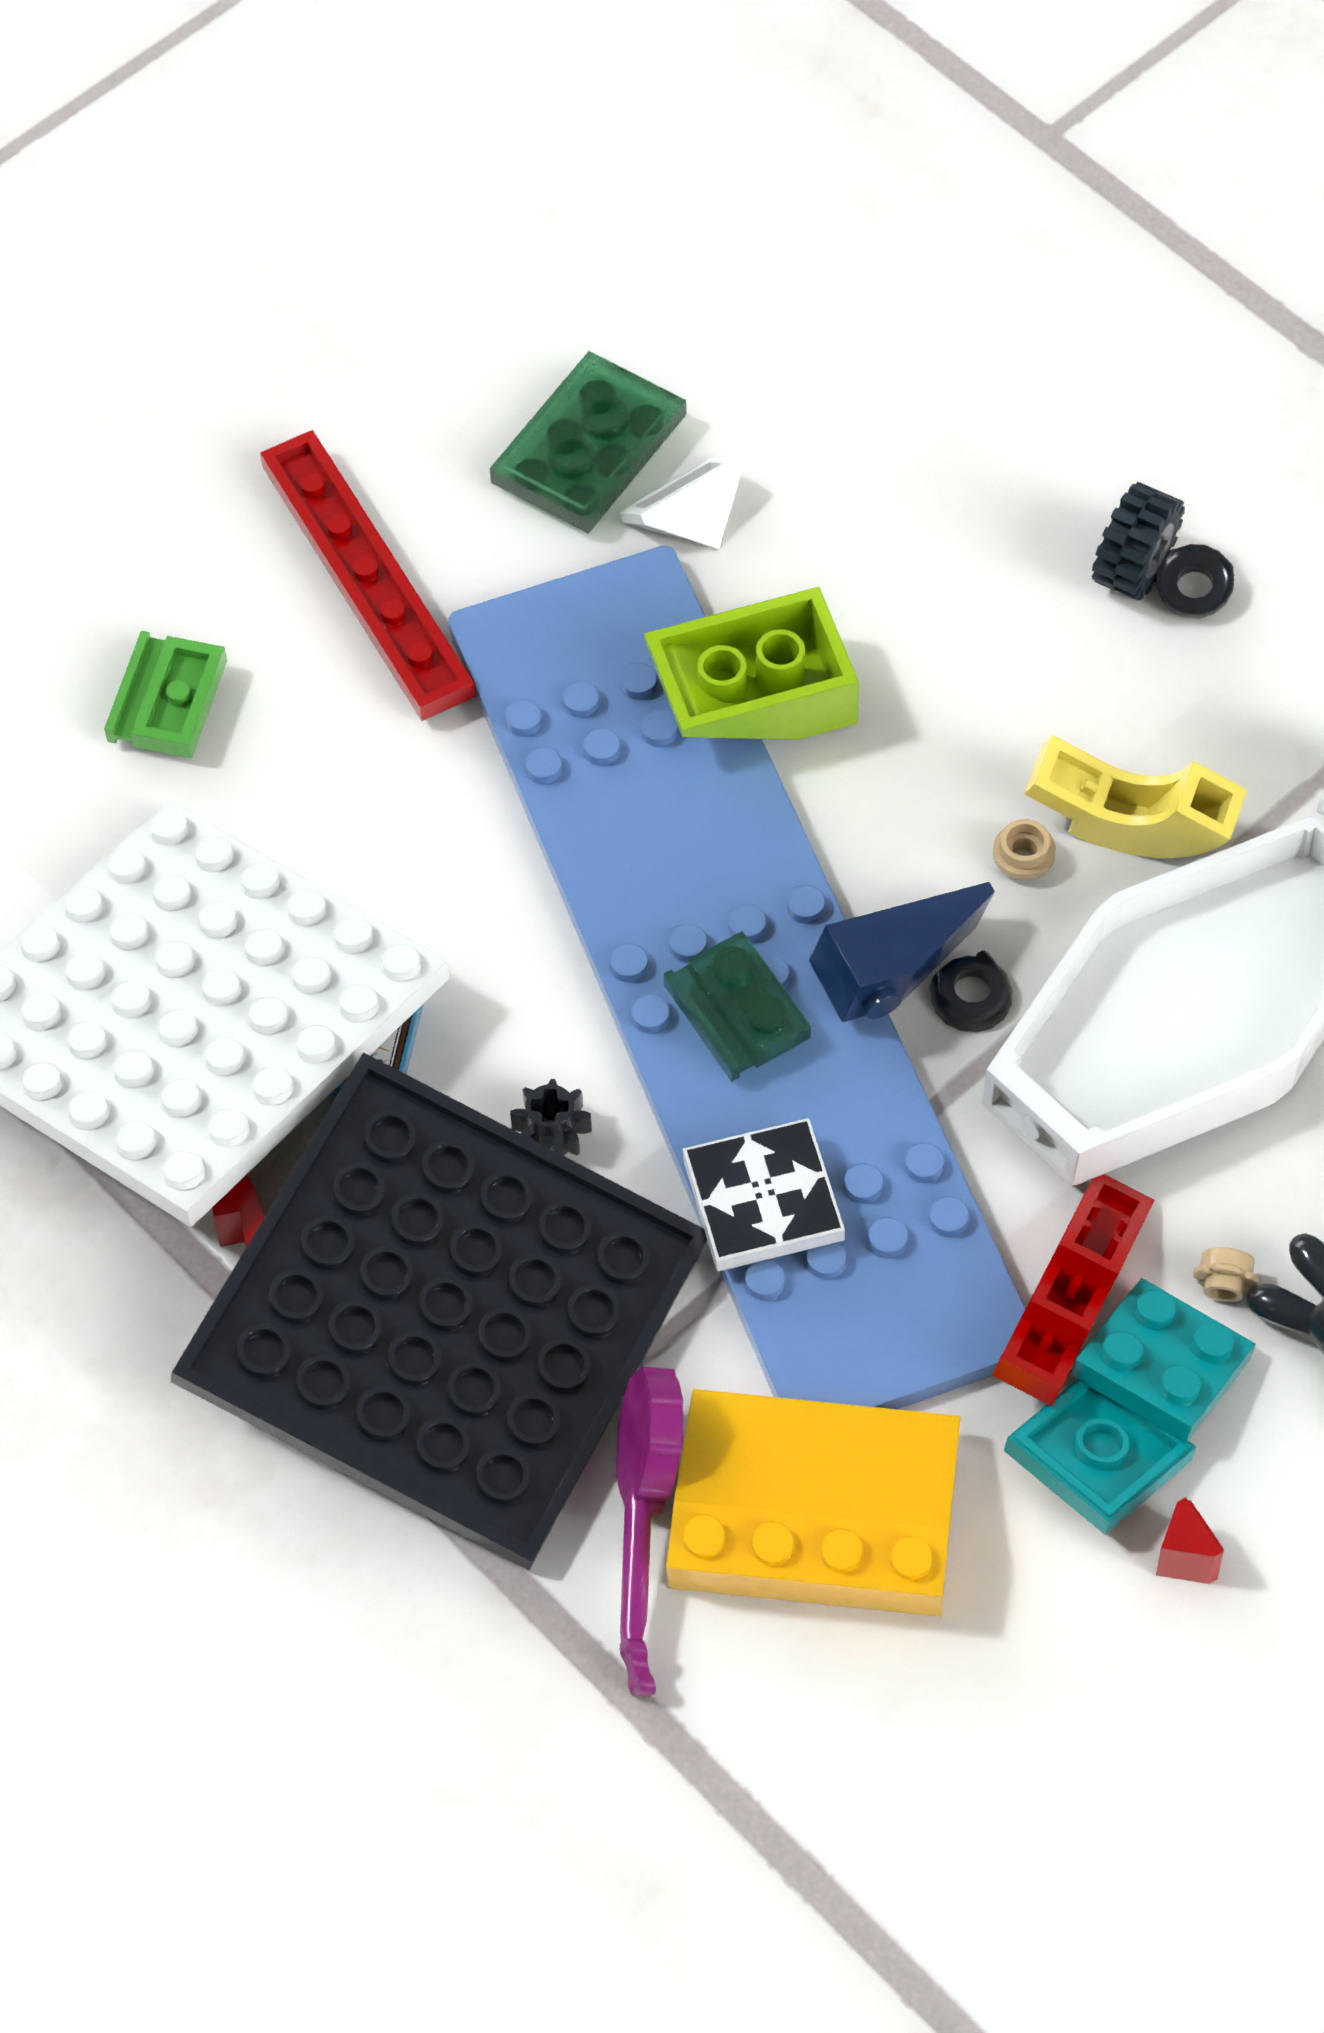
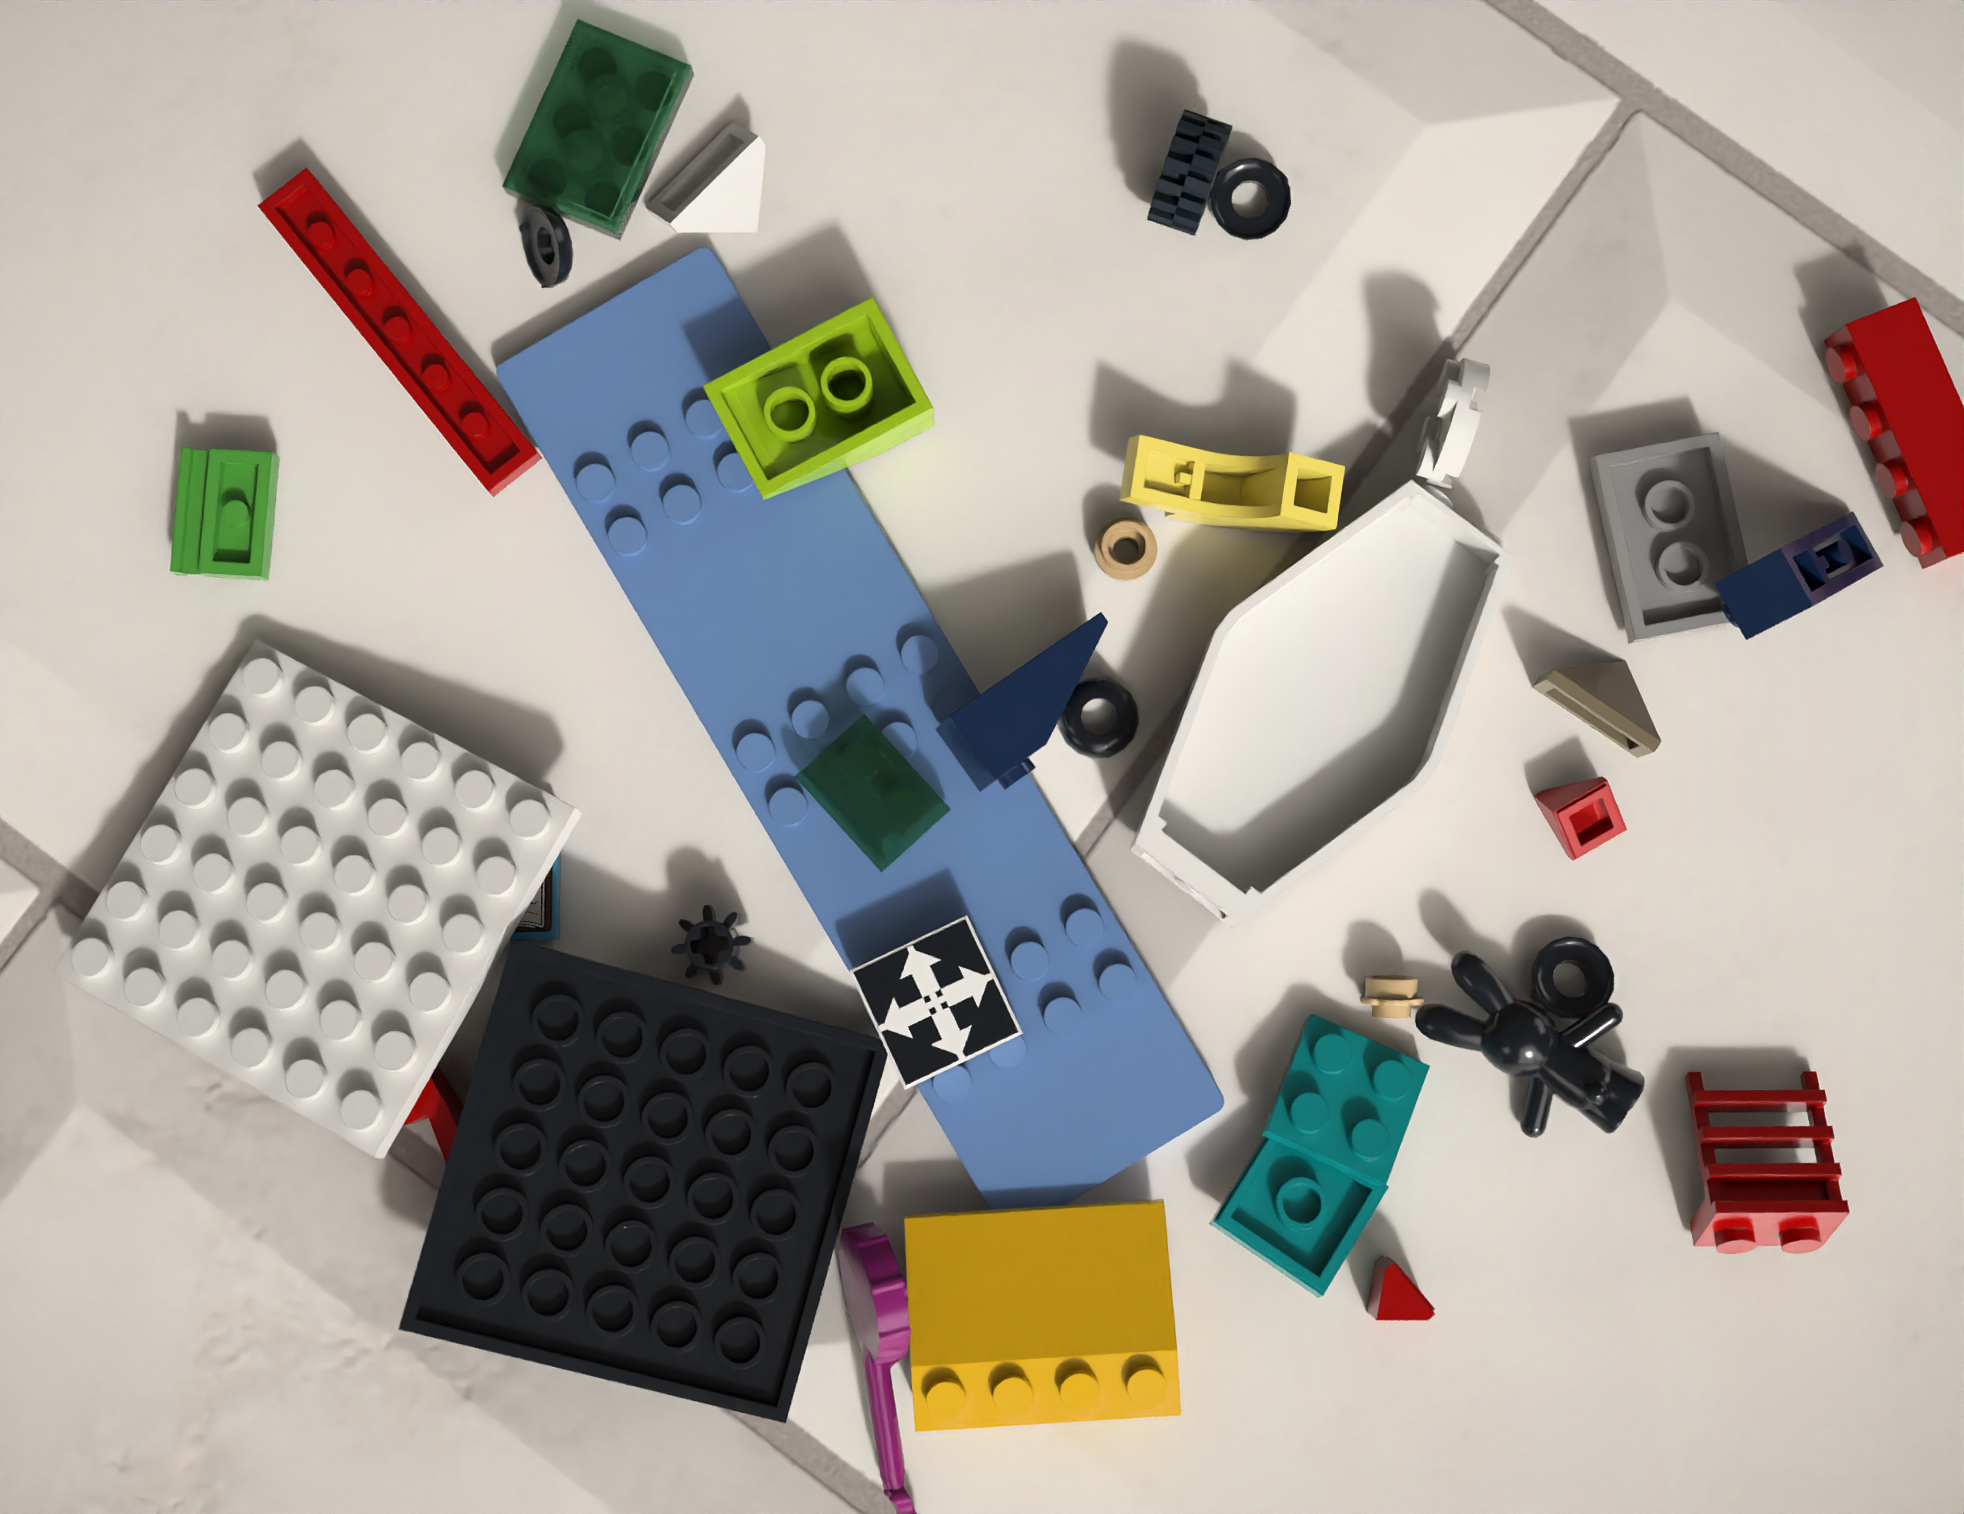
camera: 10 degrees left, 25 degrees up
(511, 515) = (537, 228): none -> black piece
(1073, 1288) = (1249, 1042): red slope -> none

